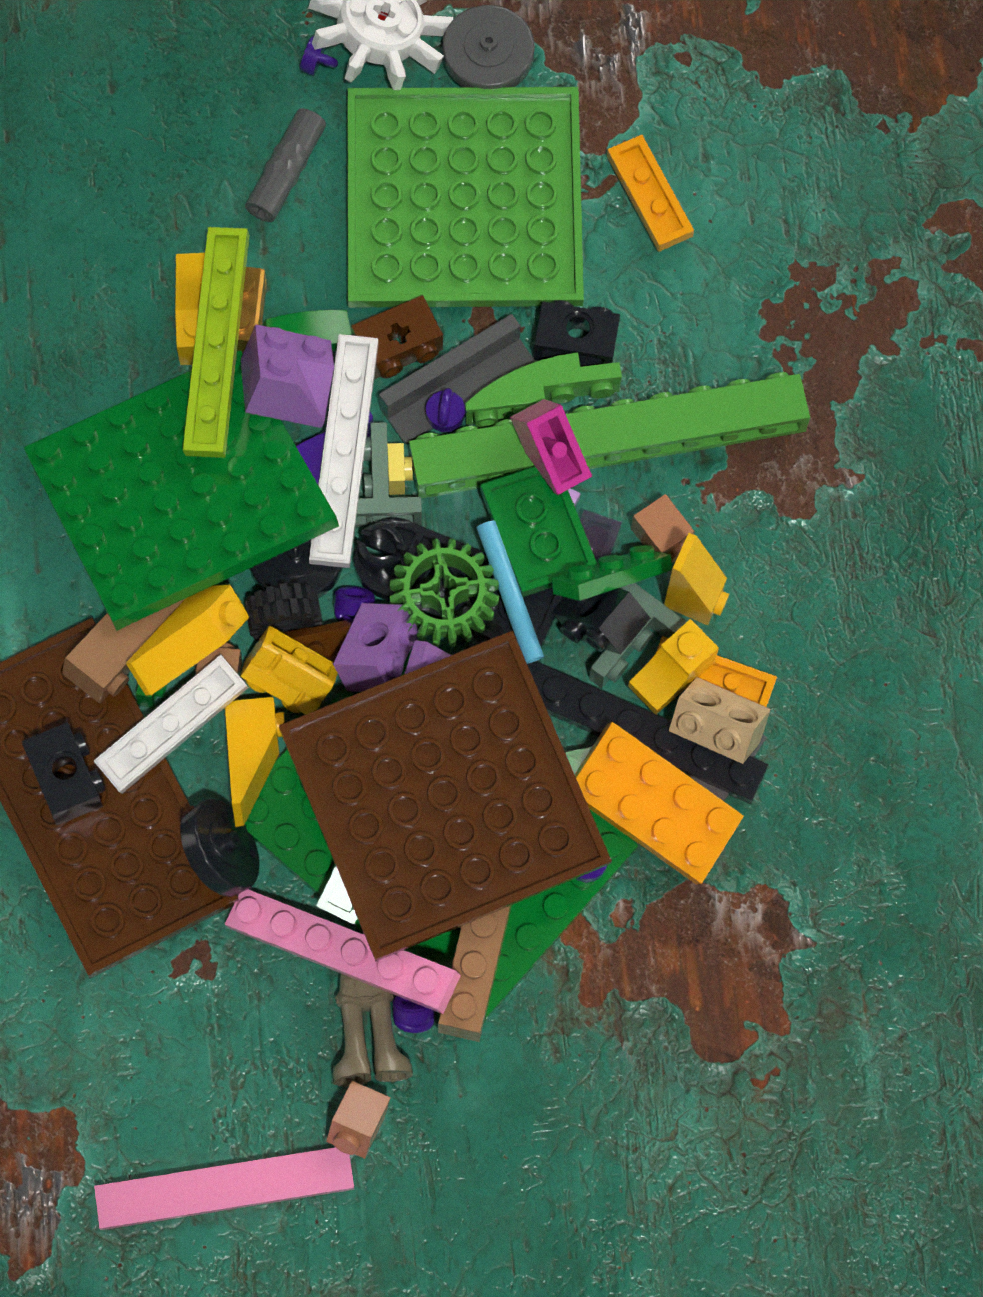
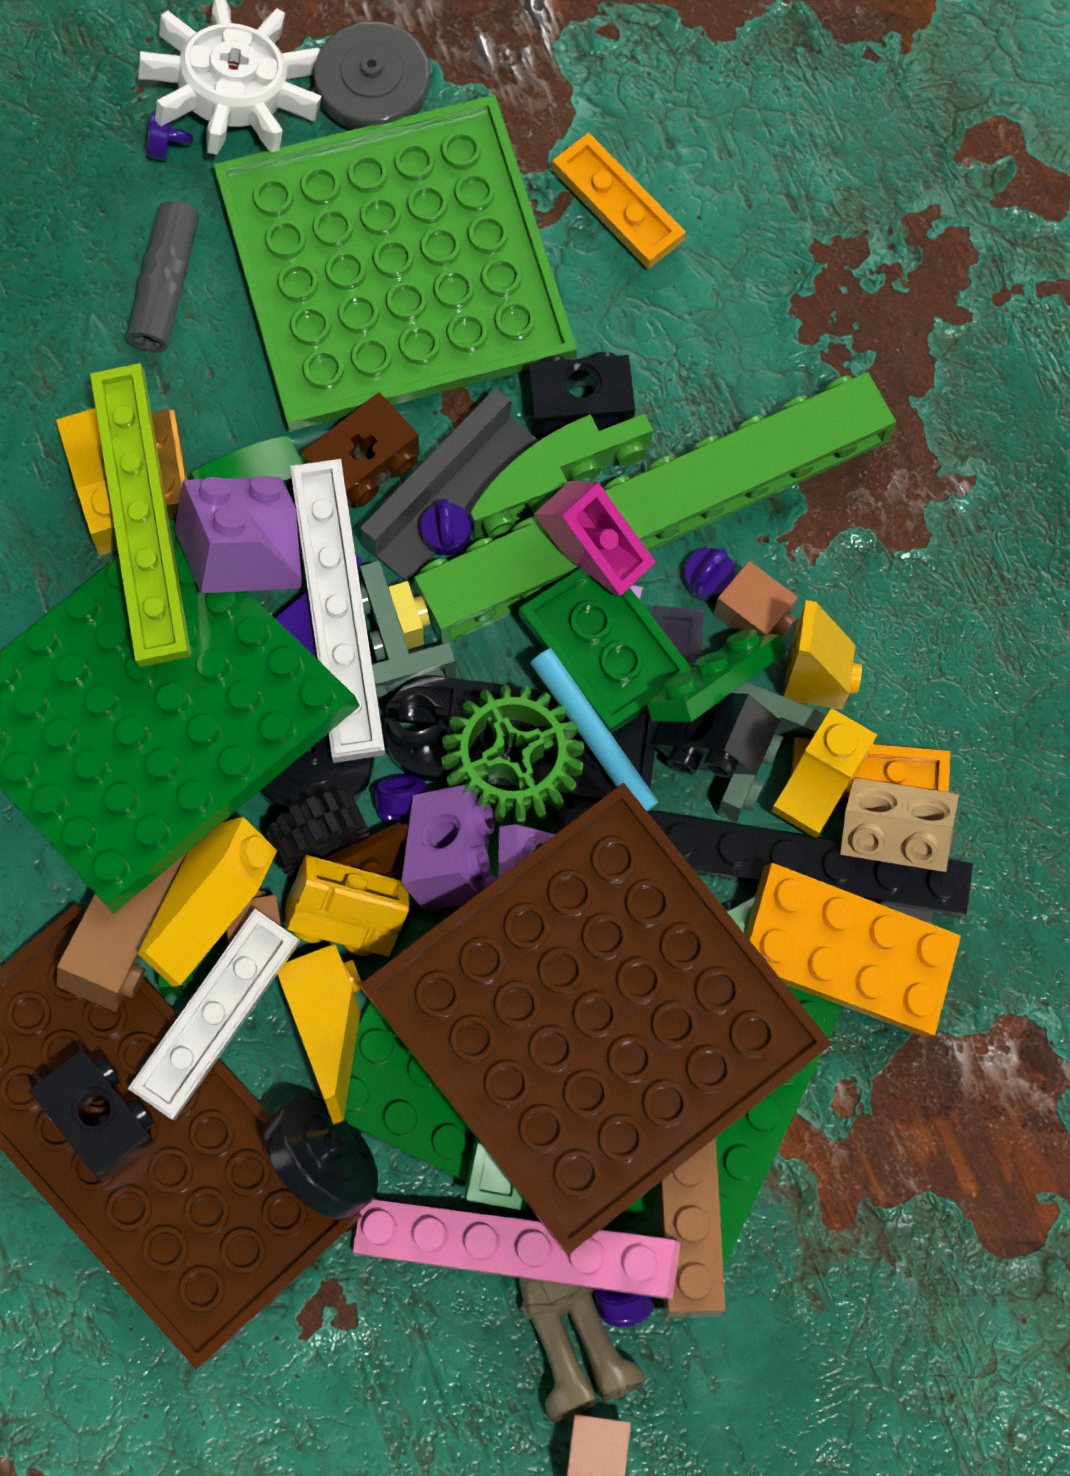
camera: 15 degrees left, 0 degrees up
(634, 495) = (708, 573): none -> dark purple tile

